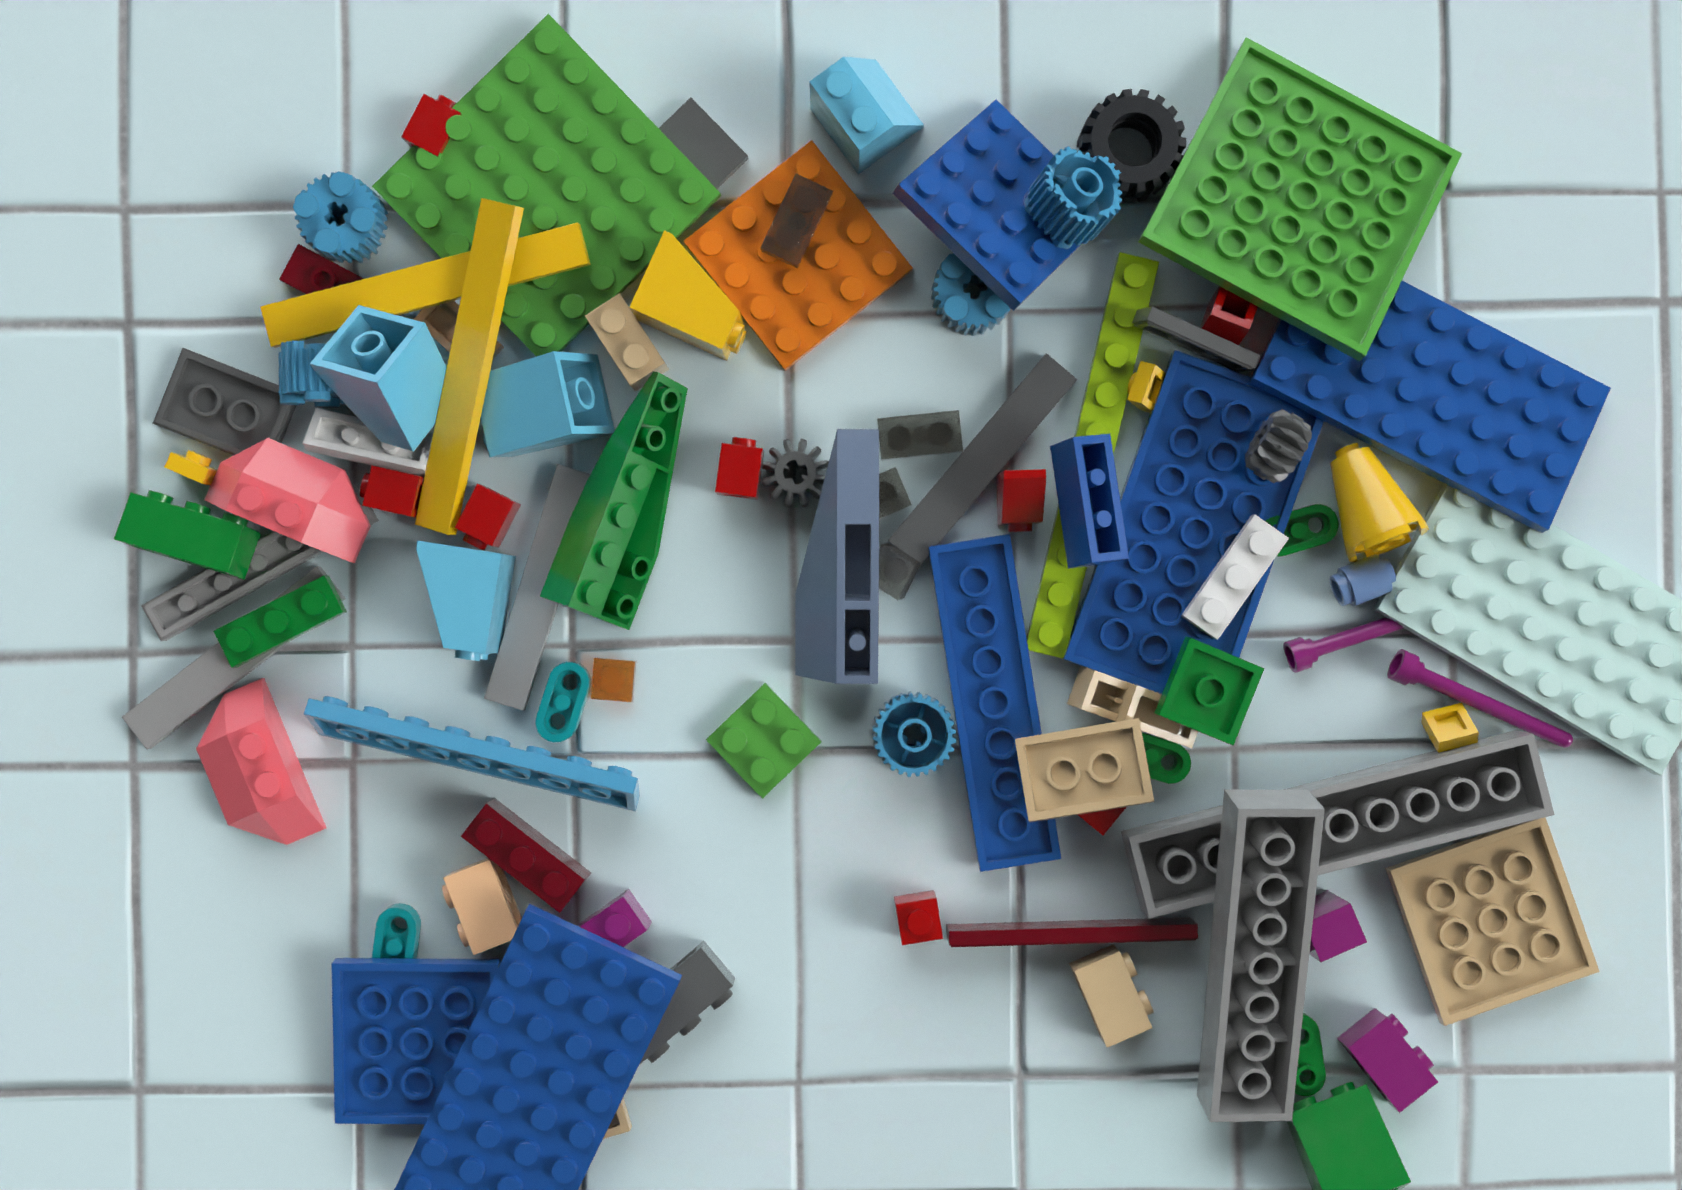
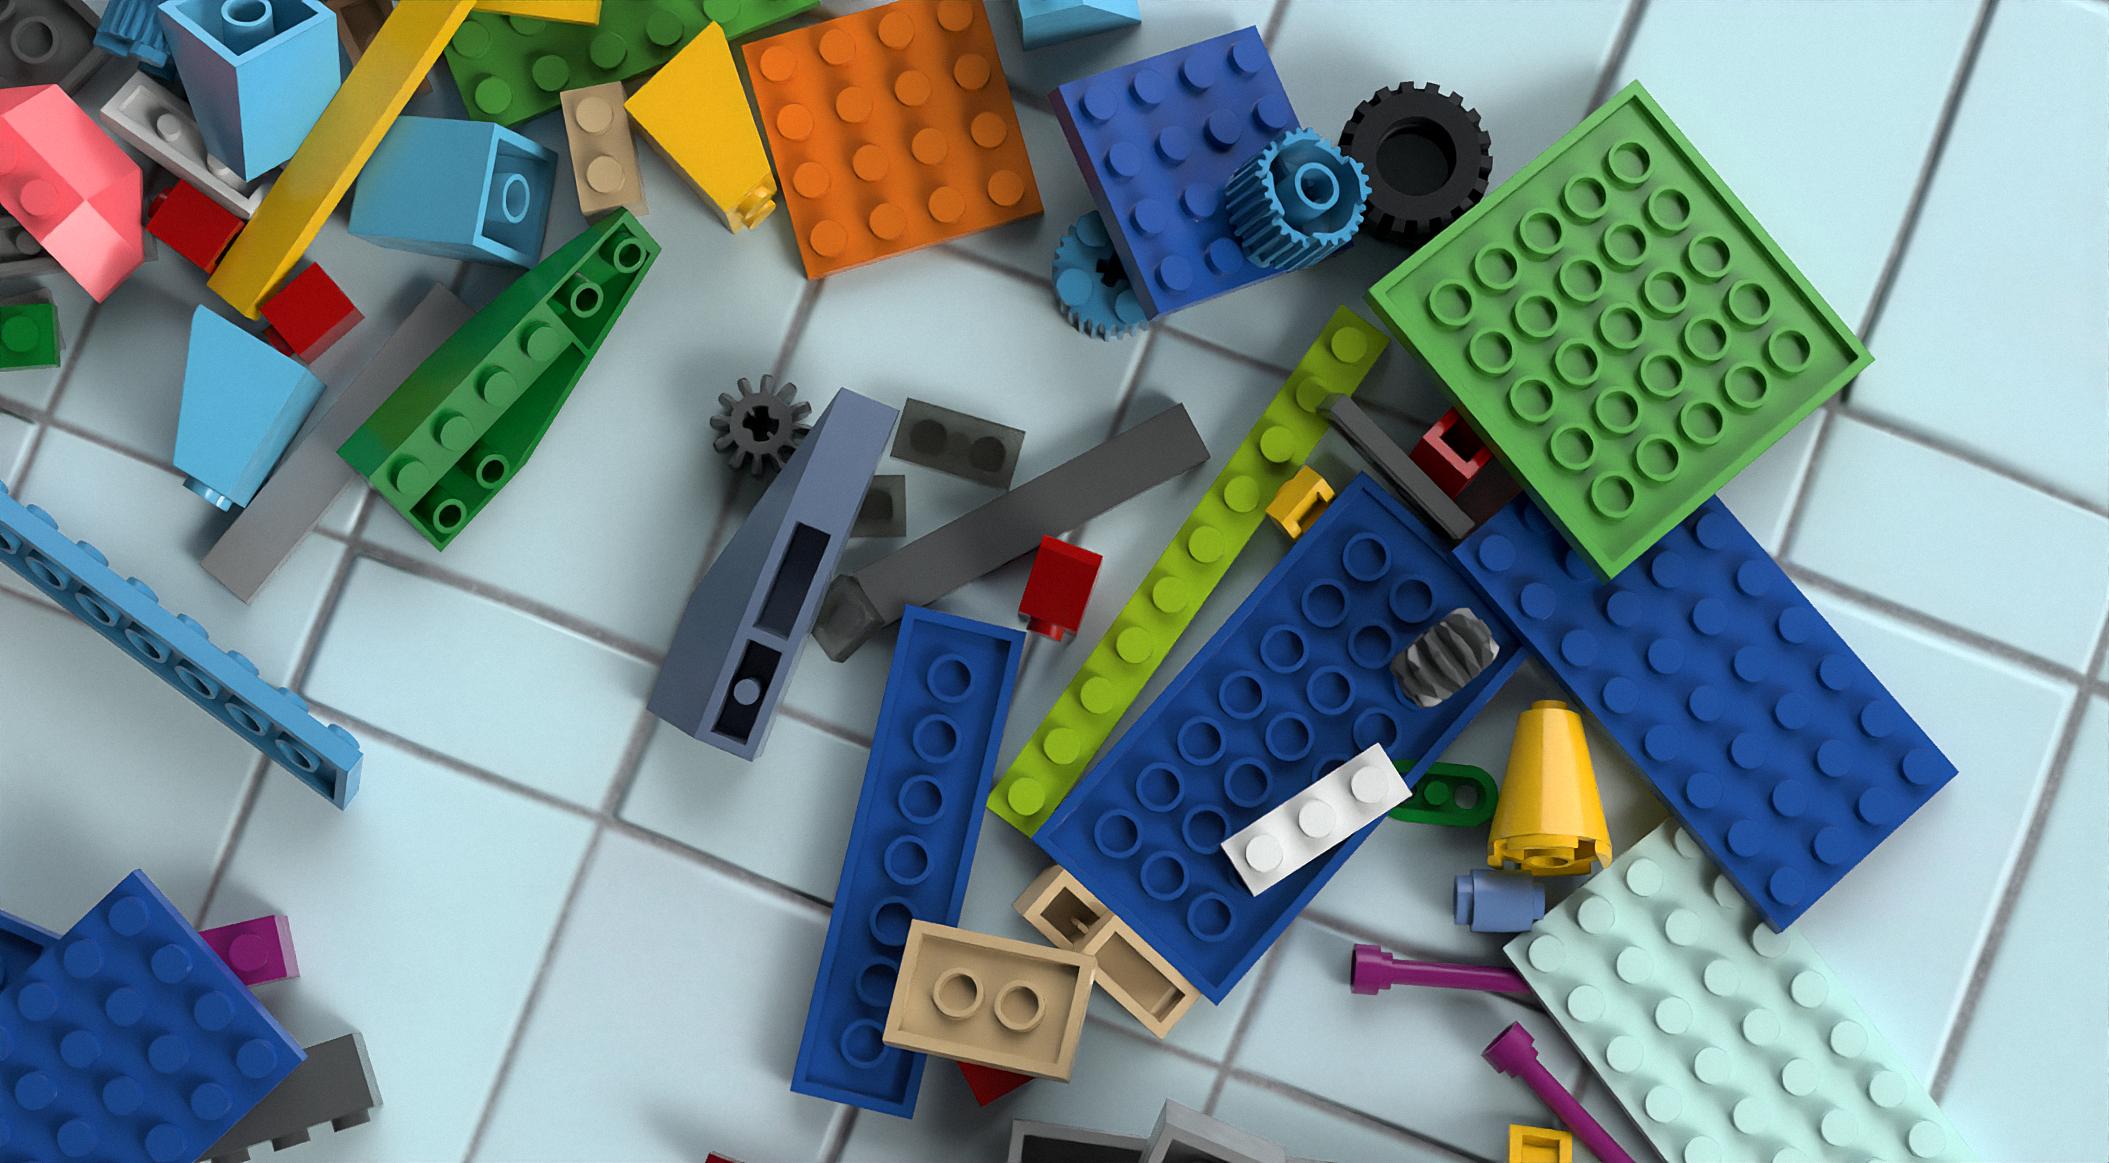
camera: 25 degrees right, 5 degrees down
(482, 904) = (73, 849): light nougat brick -> none
(526, 854) = (164, 805): dark red brick -> none
(563, 701) = (305, 611): teal plate -> none
(613, 679) = (389, 612): clear orange plate -> none
(739, 469) = (687, 390): red brick -> none
(763, 740) = (564, 783): bright green plate -> none
(796, 220) = (907, 81): clear smoke plate -> none
(918, 917) = (675, 1119): red brick -> none
(934, 724) = (740, 857): dark azure brick -> none
(1089, 501) = (1149, 627): blue brick -> none
(1156, 749) = (1103, 1022): green plate -> none
(1209, 690) = (1213, 963): green plate -> none

